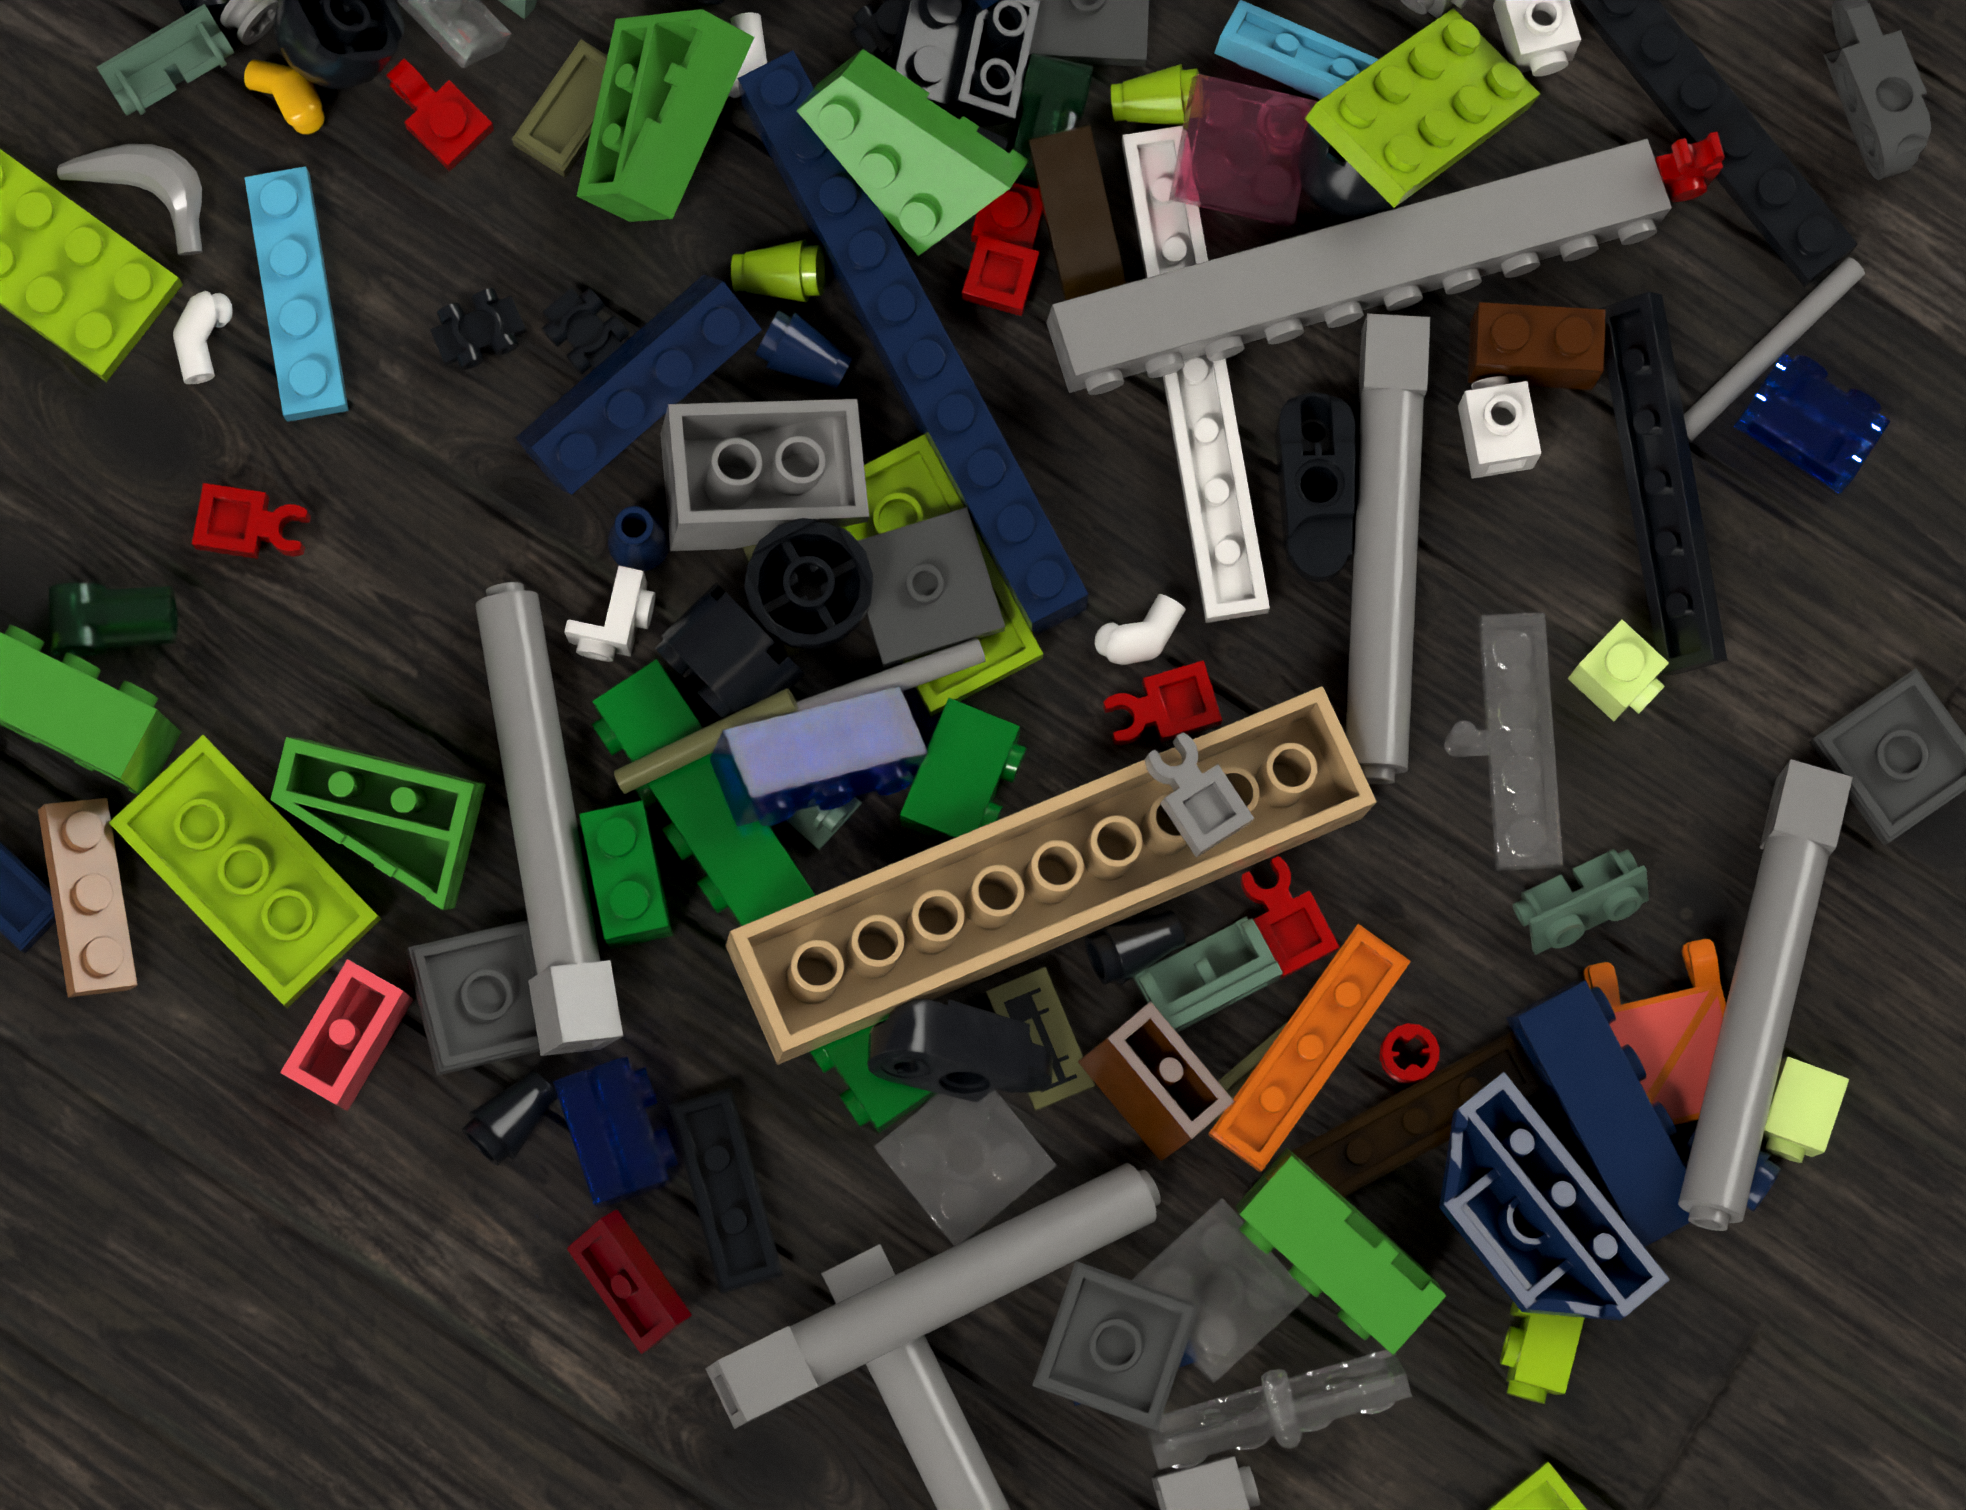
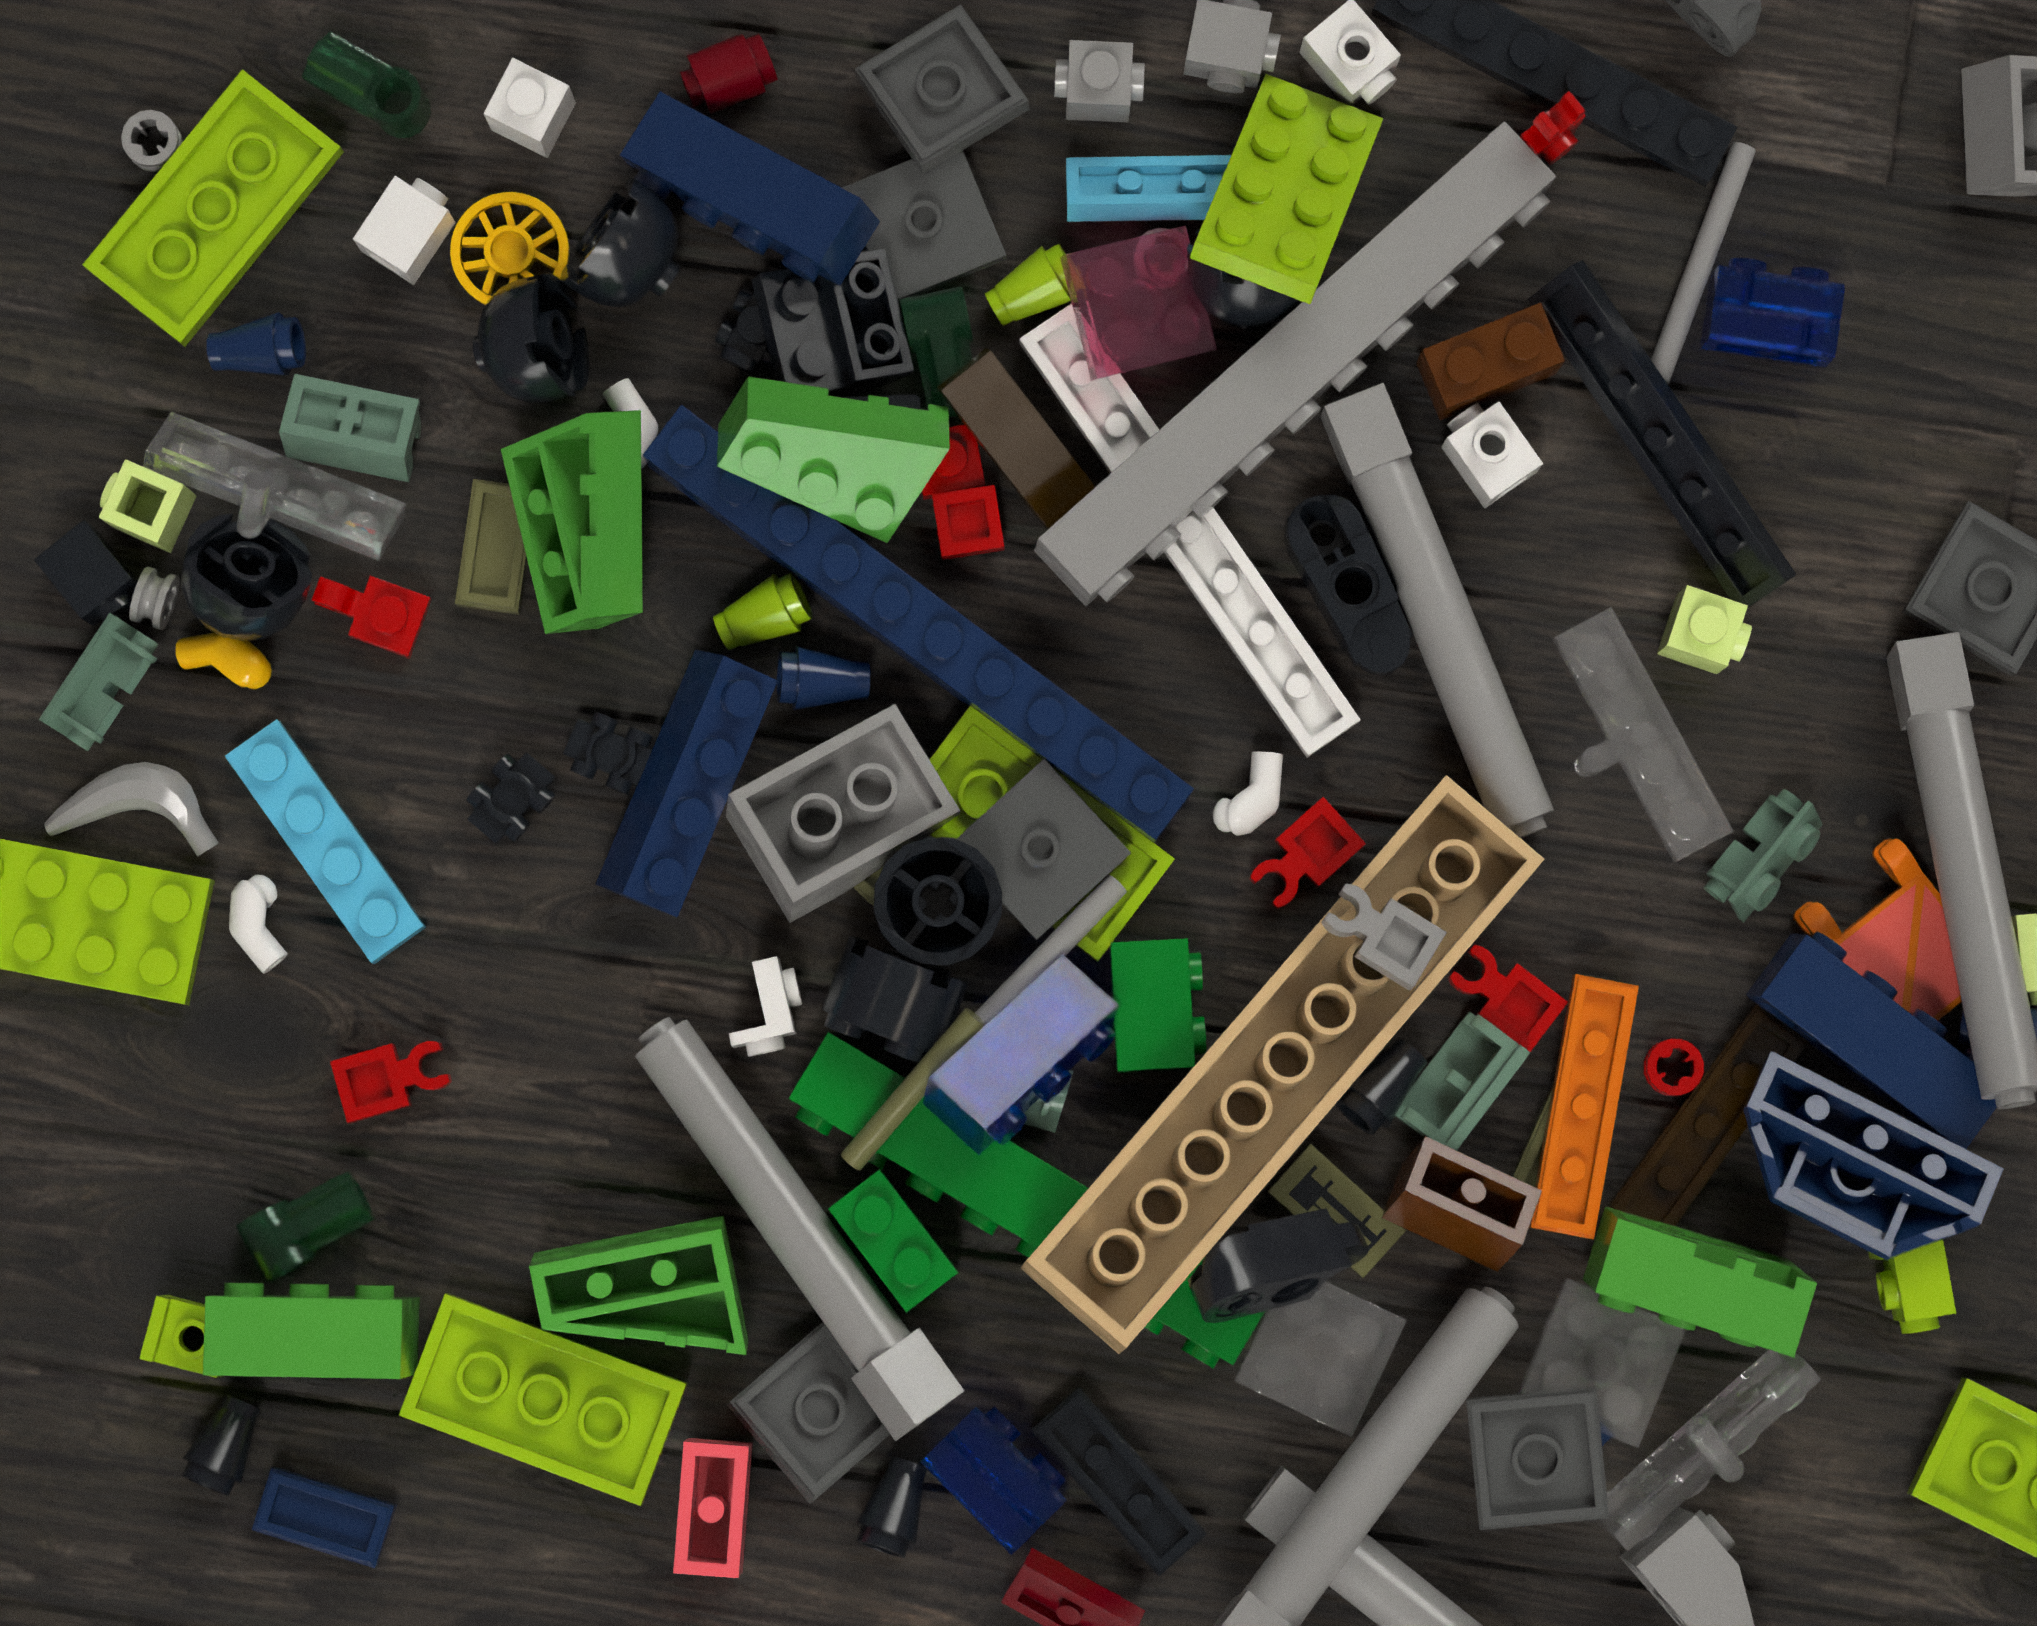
camera: 25 degrees left, 5 degrees up
(87, 897) = (411, 1491): plate -> none
(643, 551) = (764, 940): dark blue cone -> none

